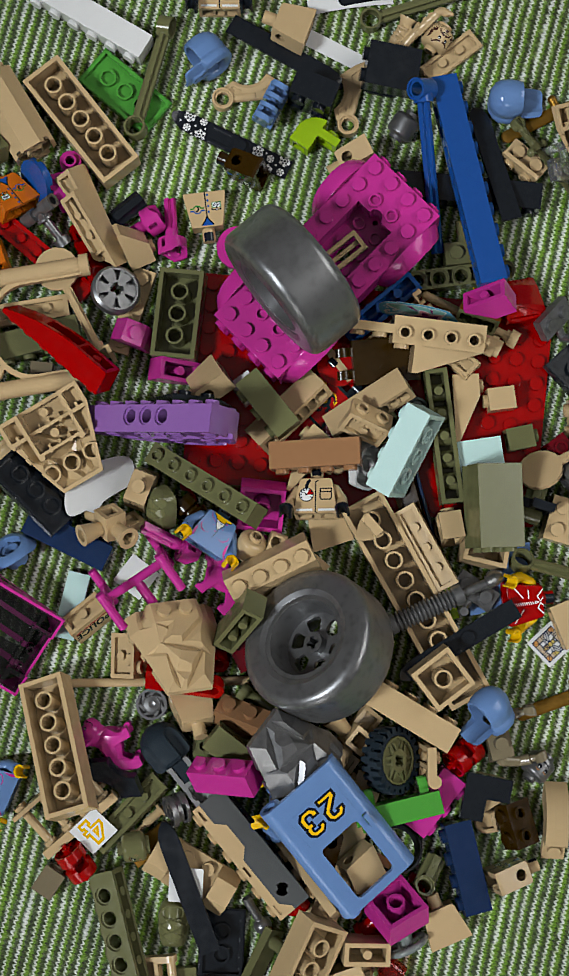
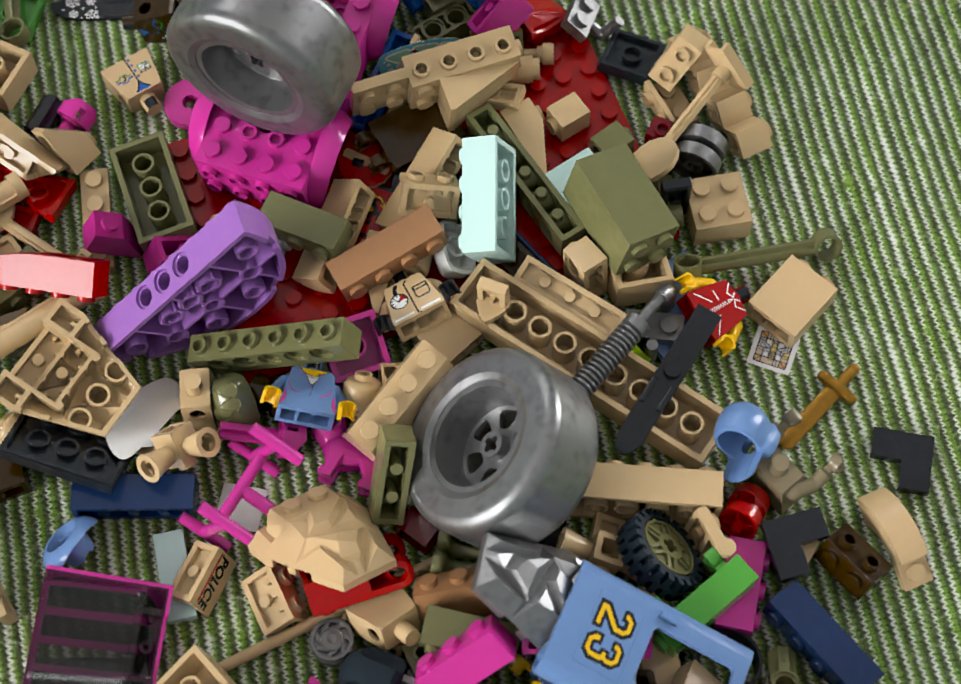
camera: 25 degrees left, 20 degrees down
(109, 301) = (68, 184): flat silver wheel -> none
(171, 242) = (109, 124): dark pink piece -> none
(441, 677) = (666, 420): tan brick -> none
(489, 823) = (819, 582): tan tile -> none
(510, 874) = (882, 622): tan torso -> none
(540, 771) = (841, 488): flat silver head -> none

